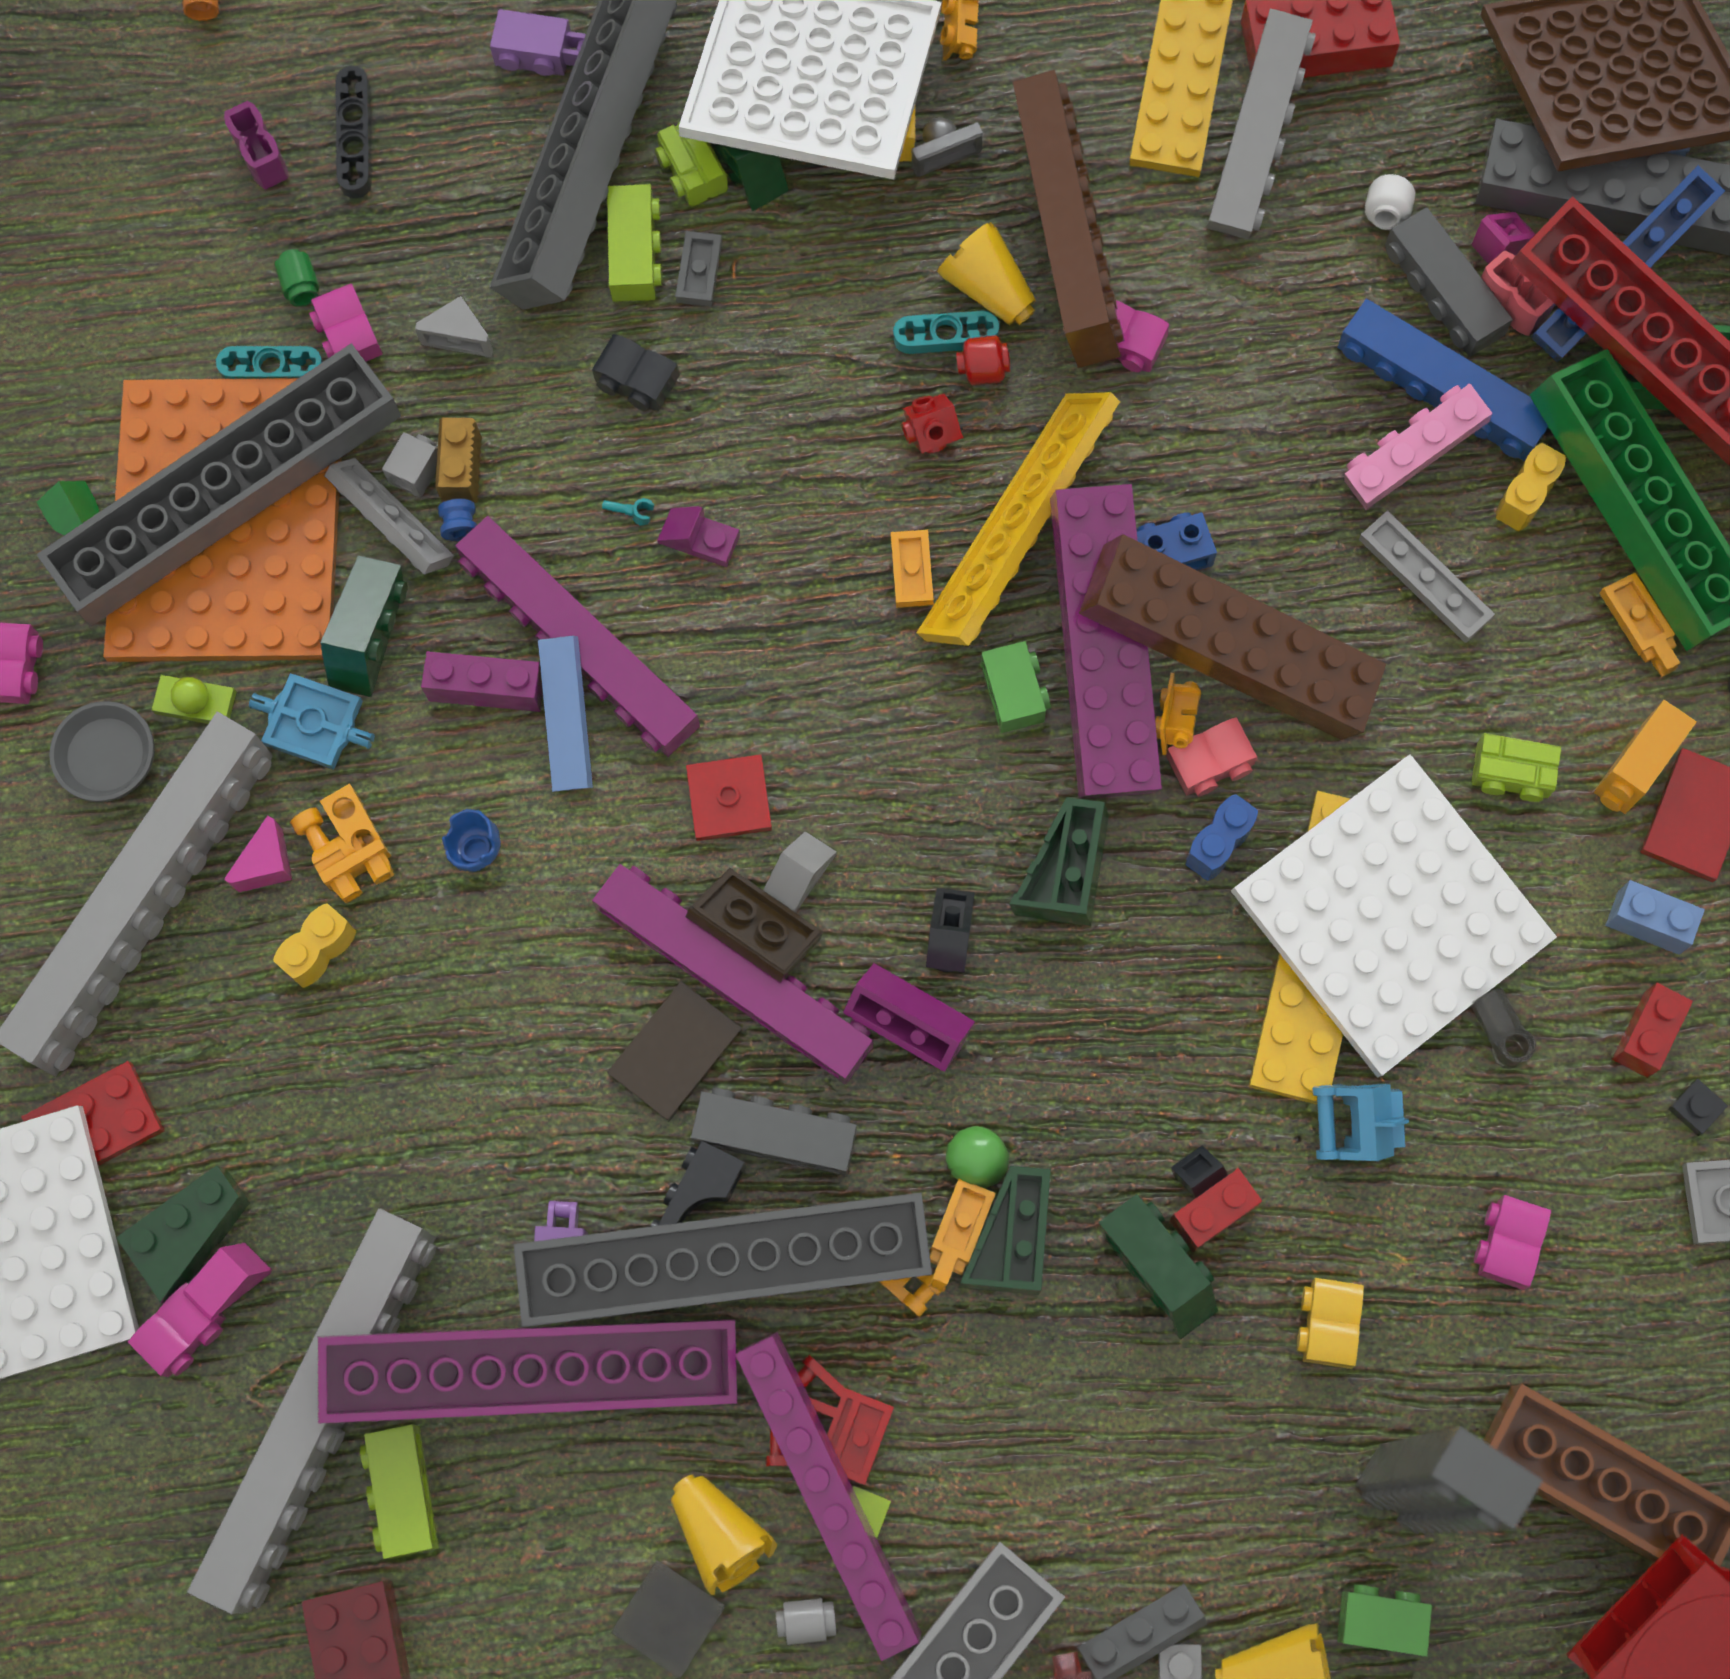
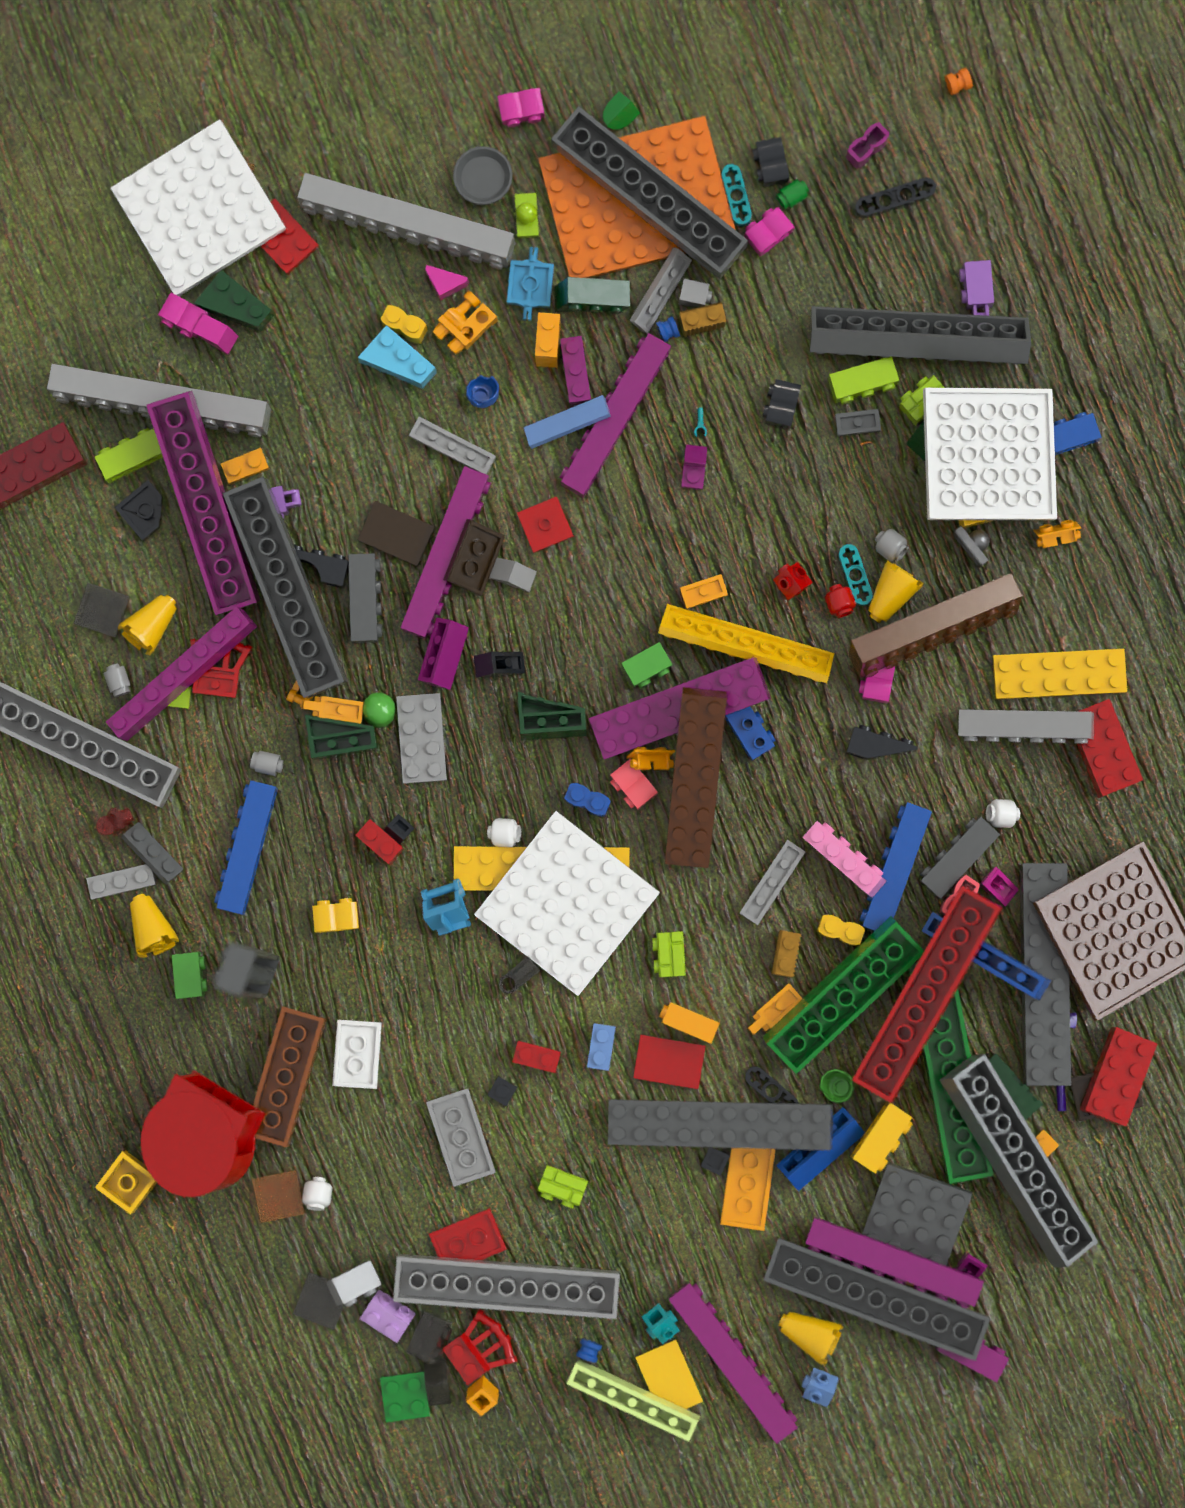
camera: 75 degrees right, 10 degrees up
(234, 296) = (771, 162): none -> black brick
(371, 969) = (396, 357): none -> medium azure wedge
(417, 706) = (547, 340): none -> light orange brick
(454, 329) = (784, 294): light grey slope -> none
(480, 1288) = (244, 466): none -> light orange plate
(506, 1495) = (142, 510): none -> black plate
(548, 918) = (452, 446): none -> light grey plate
(912, 264) = (891, 545): none -> light grey head
(1026, 1379) = (266, 763): none -> light grey brick
(1046, 1095) = (421, 738): none -> light grey plate
(1161, 1264) = (343, 818): dark green wedge -> none
(1174, 1455) = (247, 847): none -> blue brick
(1234, 369) = (871, 745): none -> black slope
(1246, 991) = (504, 832): none -> white head
(1512, 1241) = (402, 1004): dark pink brick -> none
(1553, 580) = (786, 953): none -> pearl gold brick
(1585, 1347) = (357, 1054): none -> white tile

